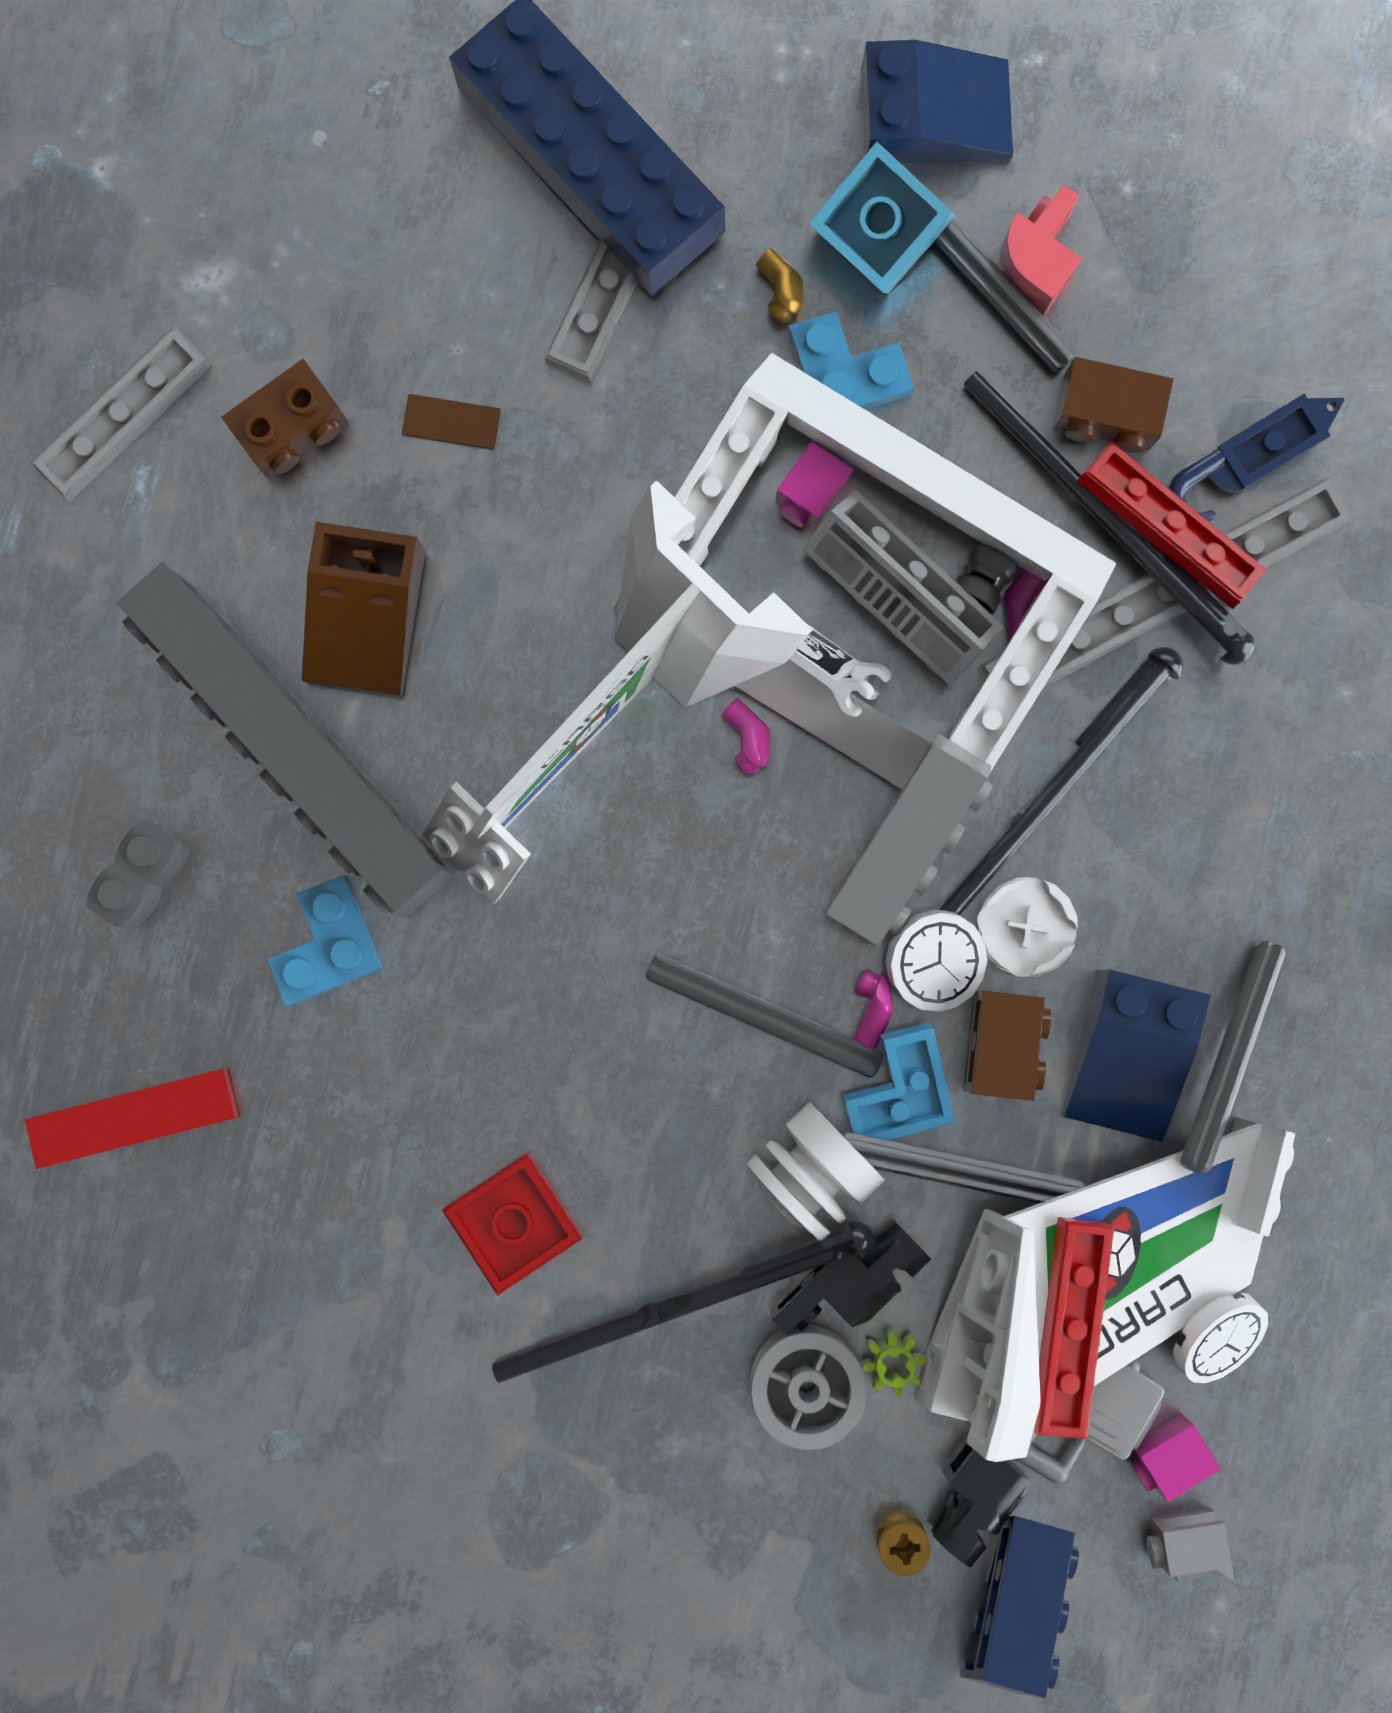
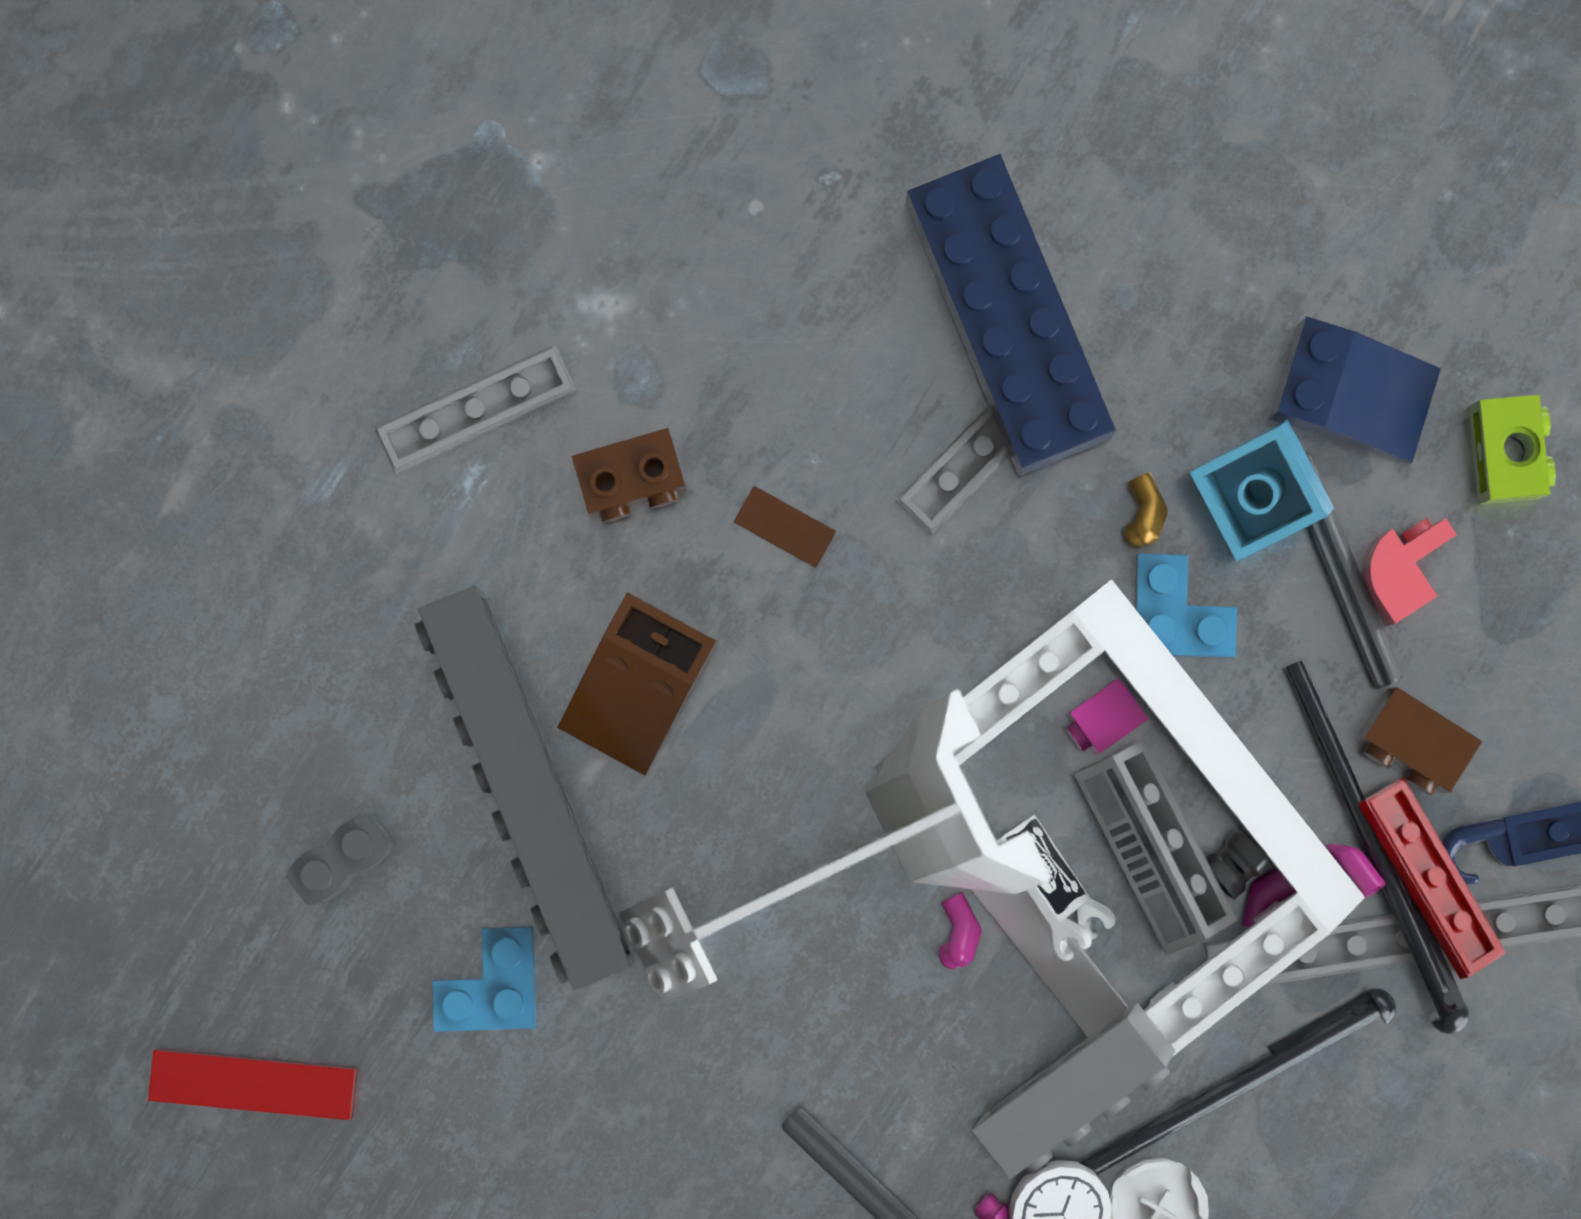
camera: 15 degrees right, 0 degrees up
(1100, 134) = (1497, 475): none -> lime brick
(1101, 540) = (1357, 867): none -> dark pink arm

